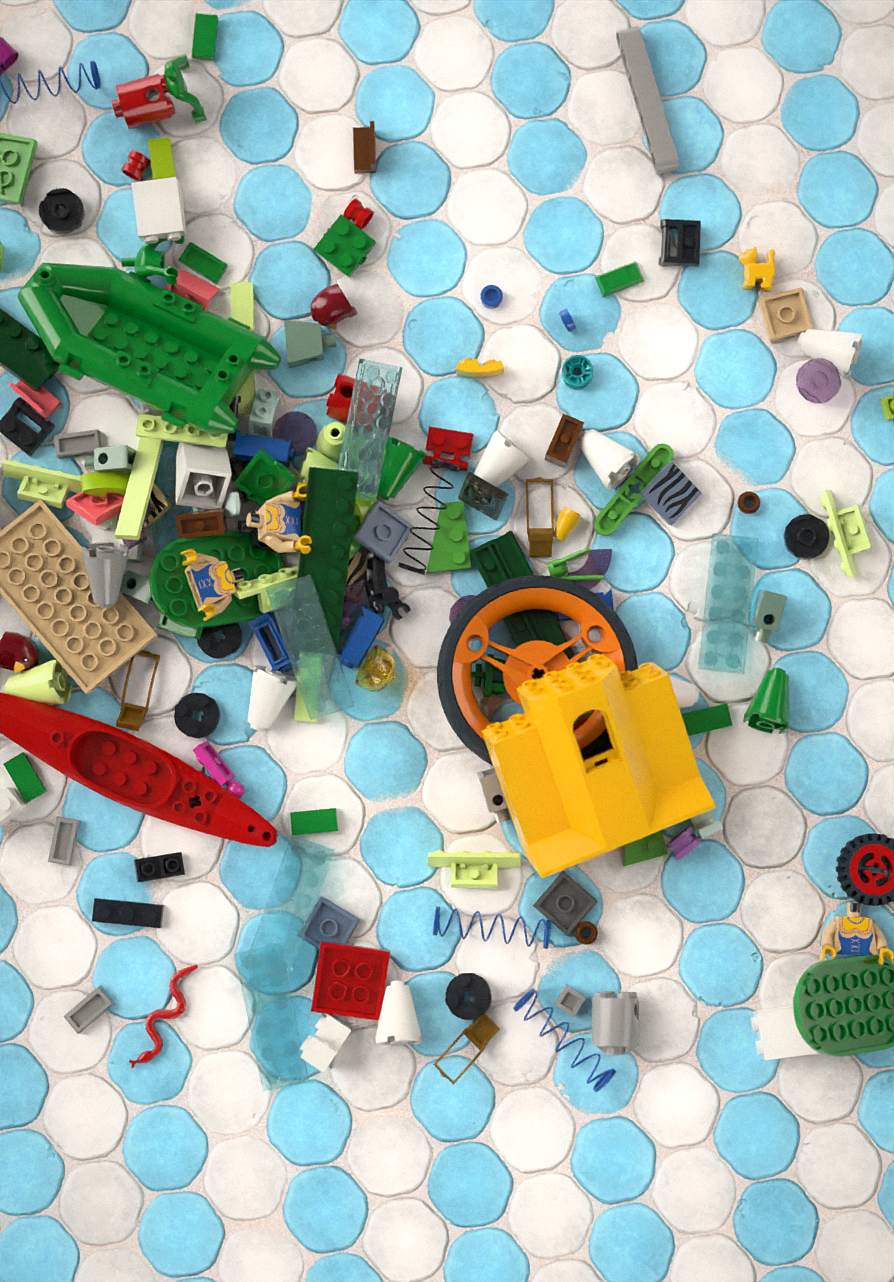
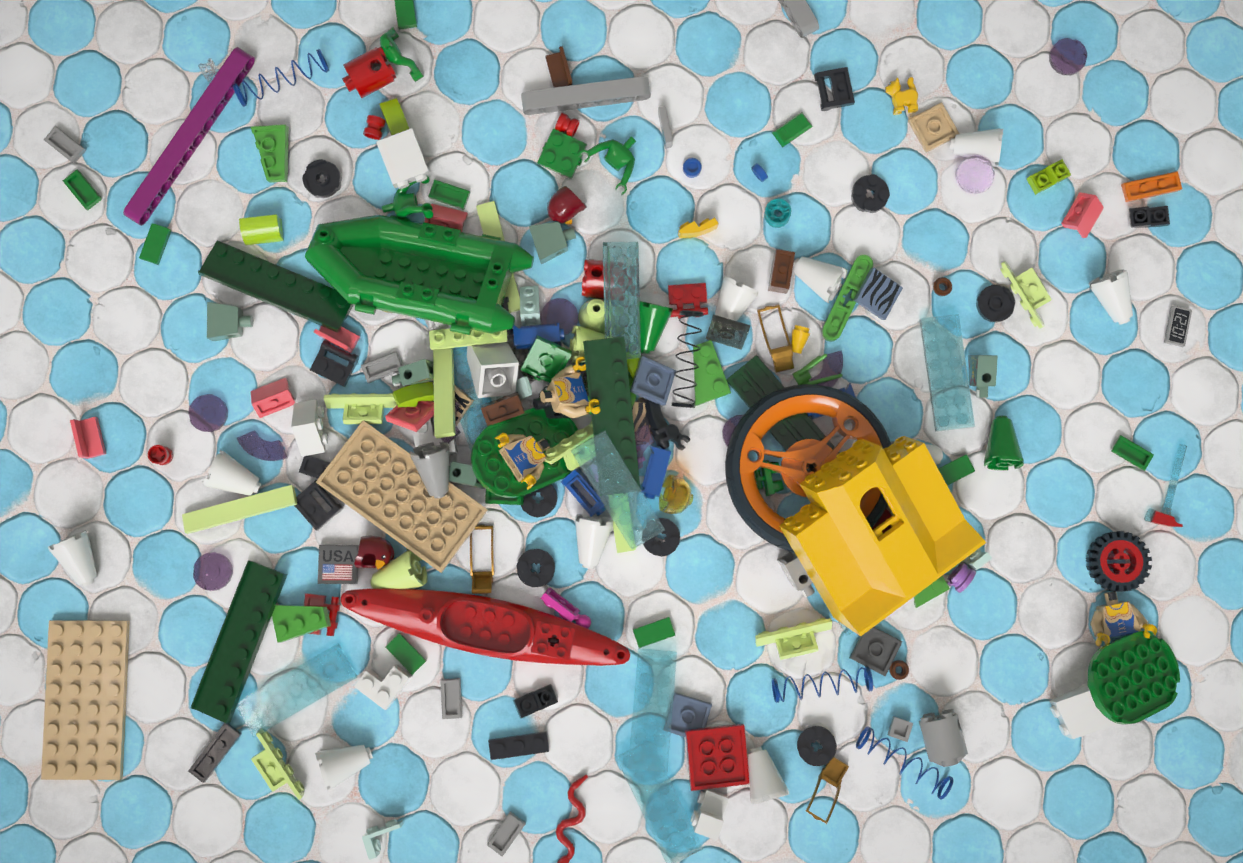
camera: 20 degrees left, 0 degrees up
(359, 722) = (671, 540): none -> black plate
(388, 184) = (585, 95): none -> light grey beam
(407, 263) = (617, 157): none -> green piece
(471, 242) = (665, 127): none -> light grey tile
(696, 363) = (872, 183): none -> black plate

